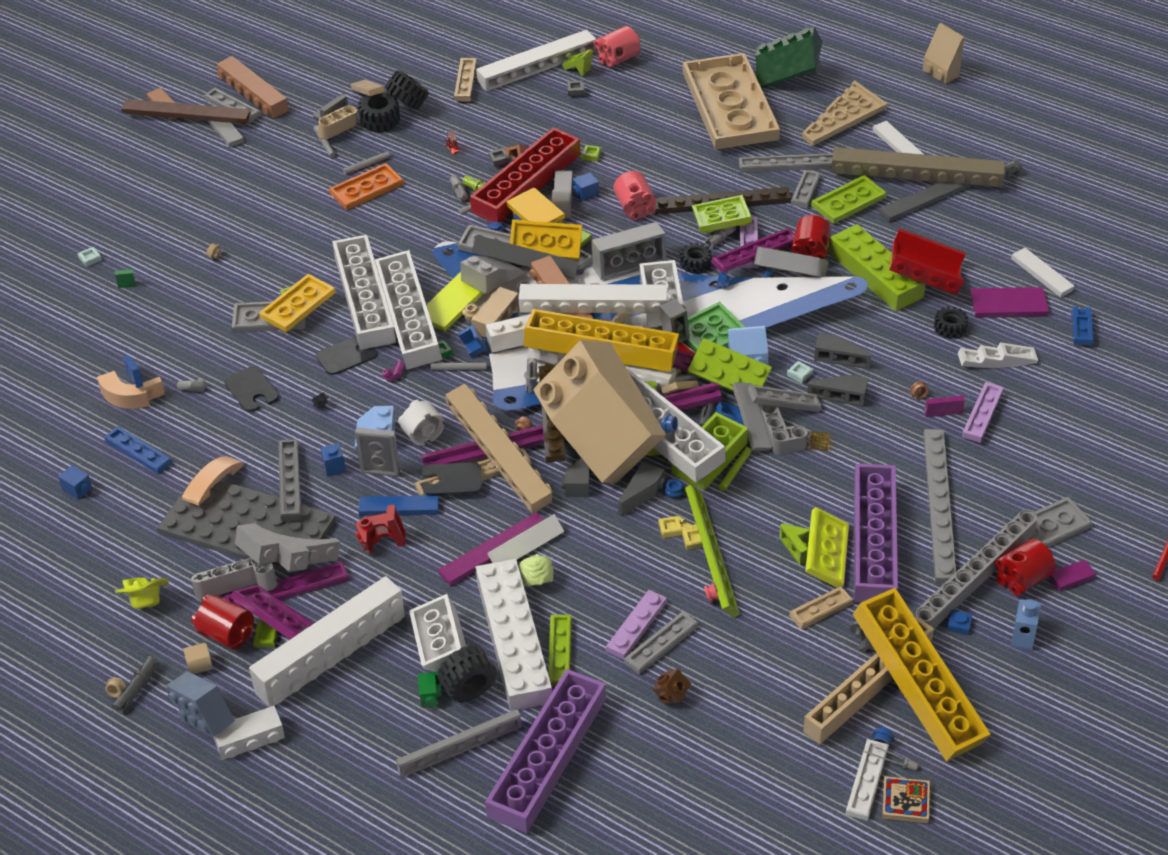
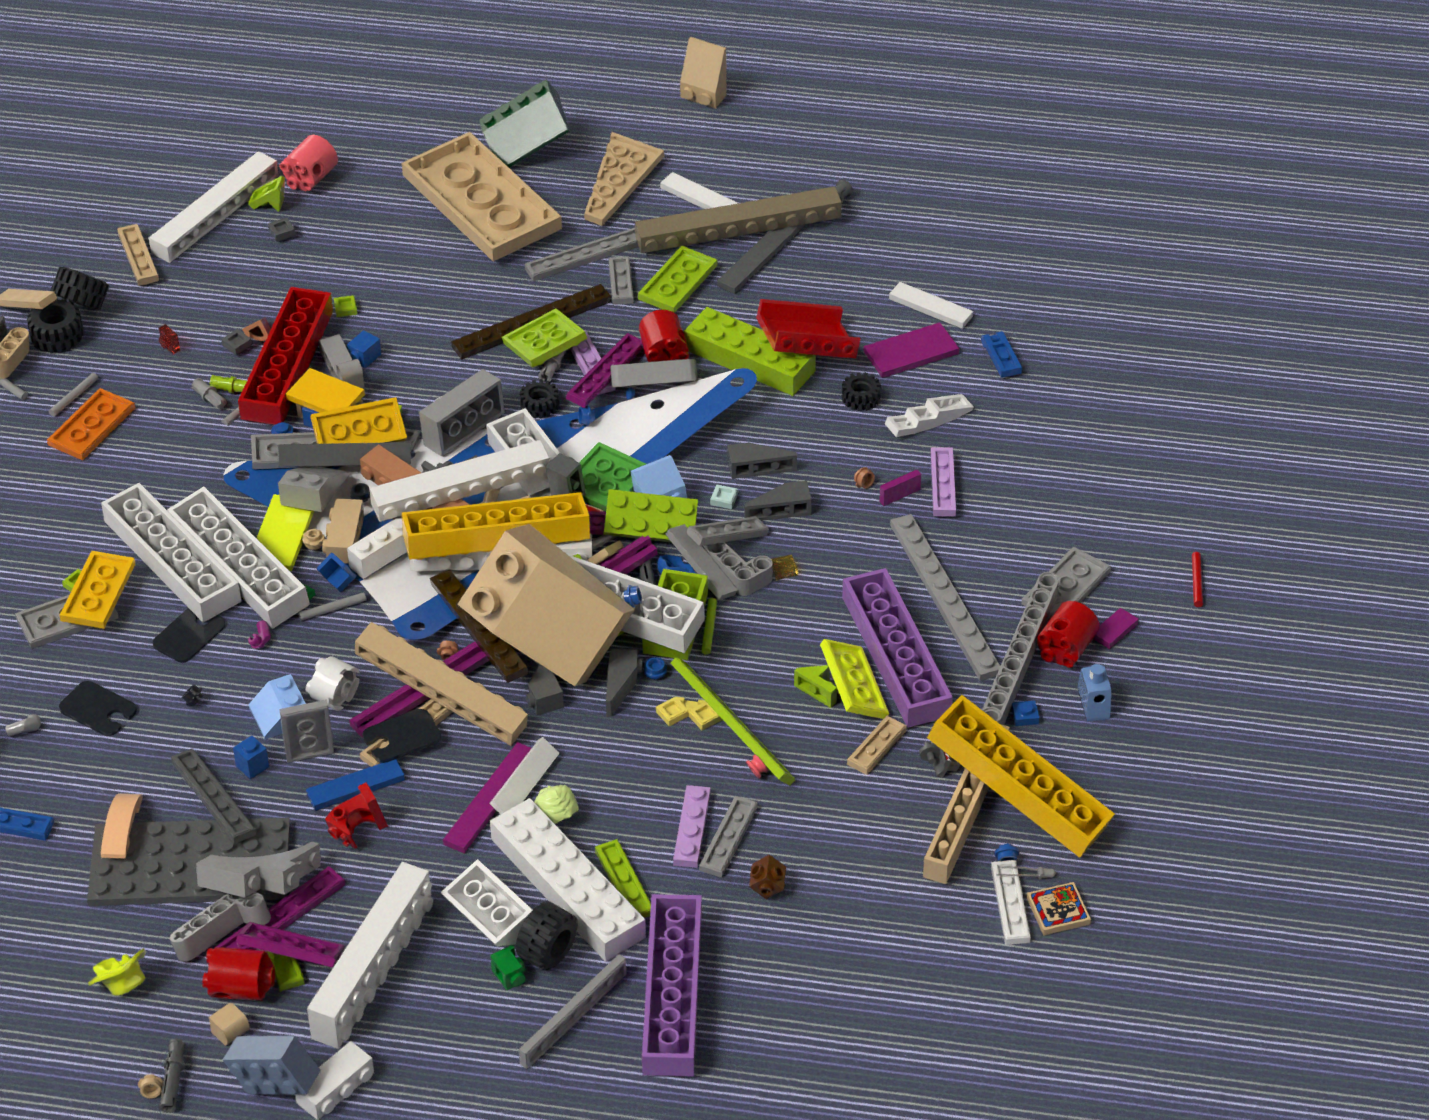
camera: 25 degrees left, 0 degrees up
(531, 375) = (432, 590): light grey axle -> none
(635, 195) = (431, 343): coral cylinder -> none

